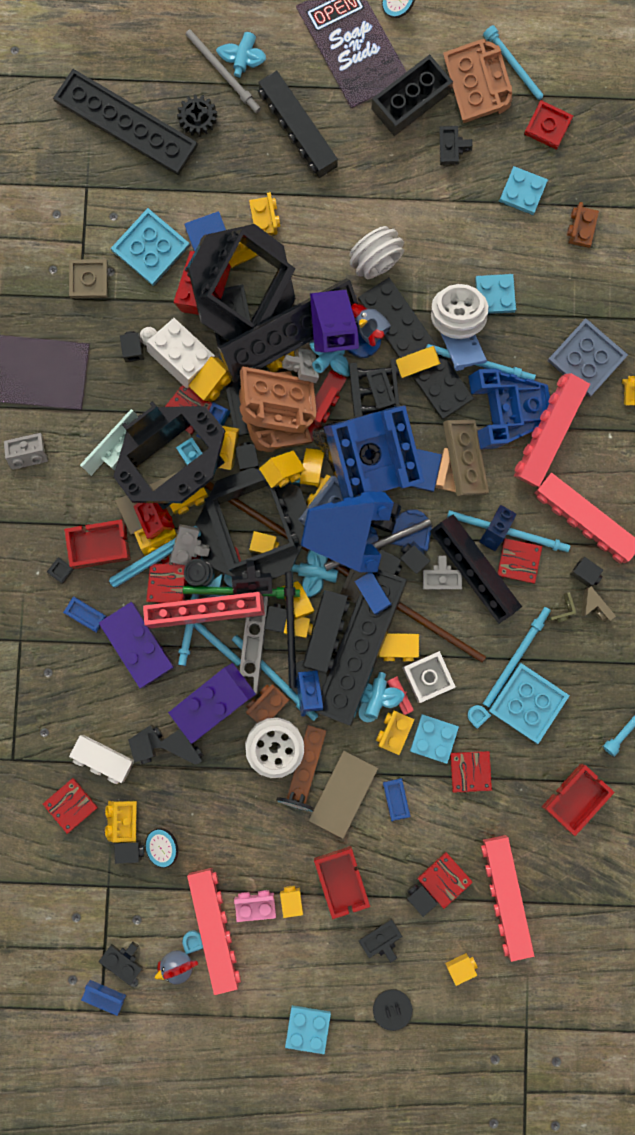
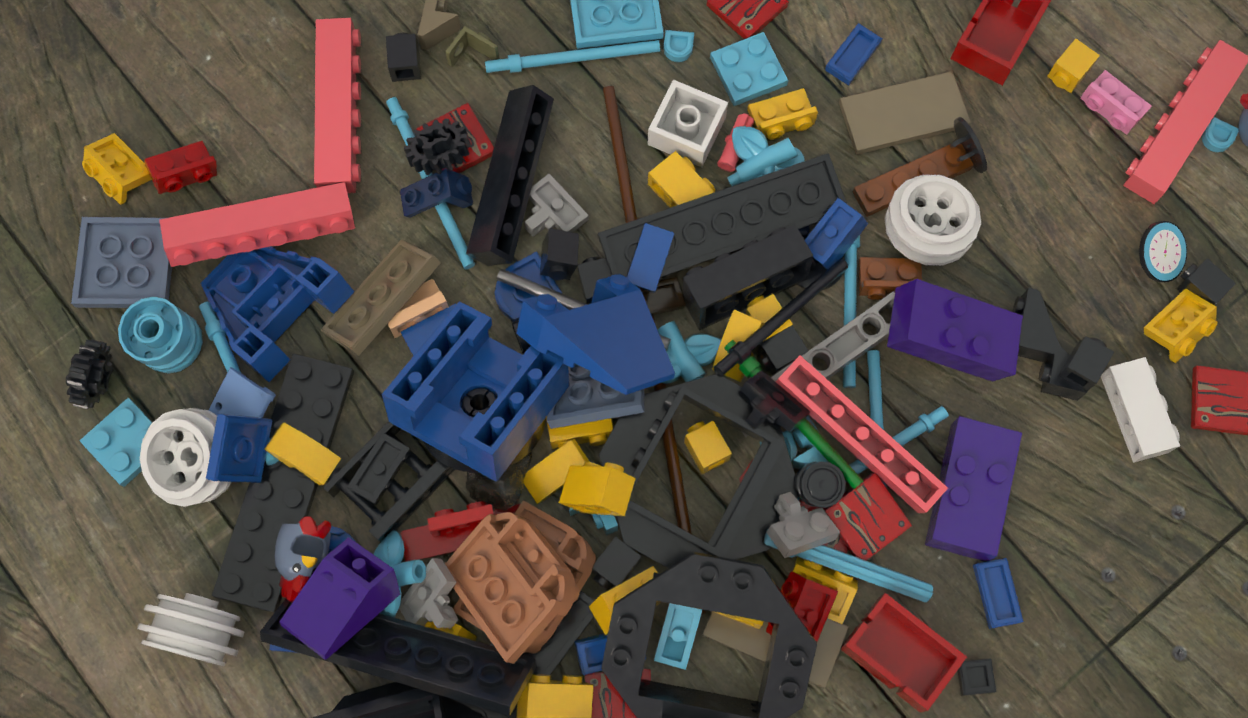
camera: 130 degrees left, 10 degrees down
(441, 332) = (238, 448): none -> blue tile
(519, 544) = (440, 145): none -> black gear
(532, 343) = (160, 335): none -> medium azure wheel
(539, 298) = (89, 374): none -> black gear
(616, 419) = (181, 167): none -> red bracket

